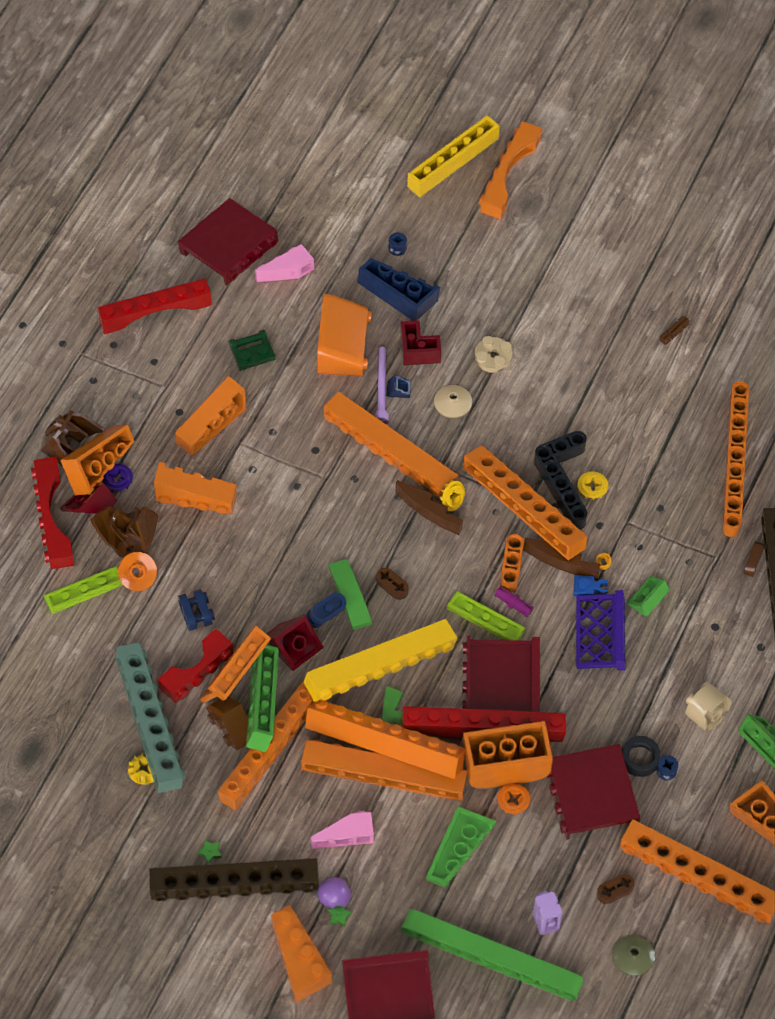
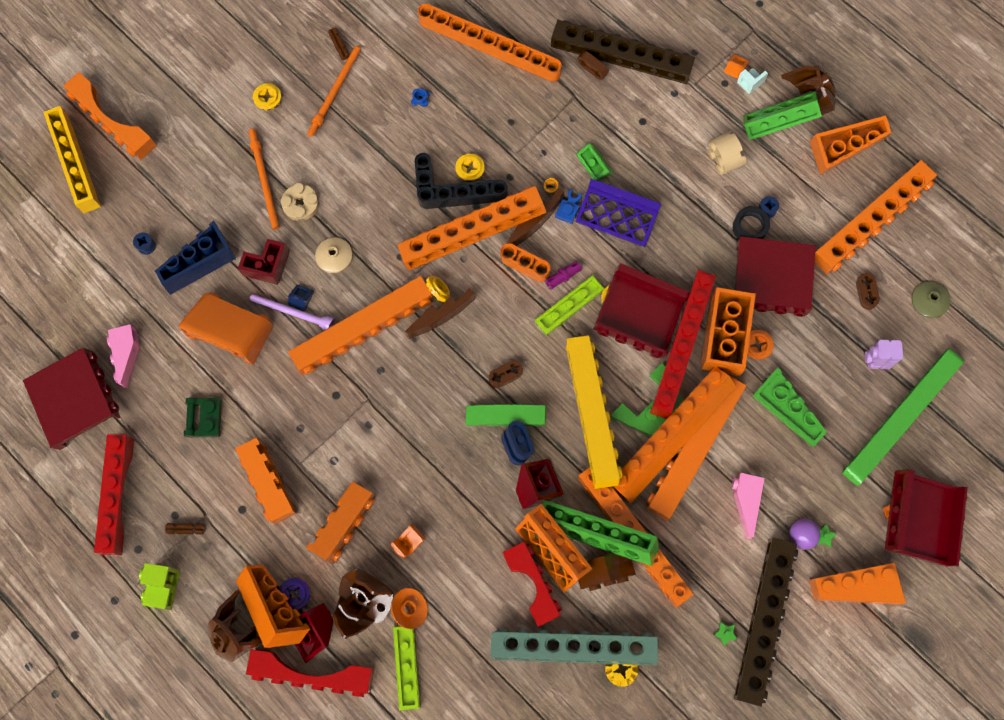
camera: 65 degrees left, 15 degrees up
(87, 370) = (160, 585): none -> lime brick
(145, 372) = (185, 528): none -> reddish brown axle
(197, 552) = (408, 542): none -> orange bracket
(199, 599) = (462, 557): dark blue brick -> none
(533, 299) = (255, 146): none -> orange bar
(584, 340) = (318, 119): none -> orange bar
(592, 283) = (262, 91): none -> yellow gear
(652, 415) = (420, 93): none -> blue plate

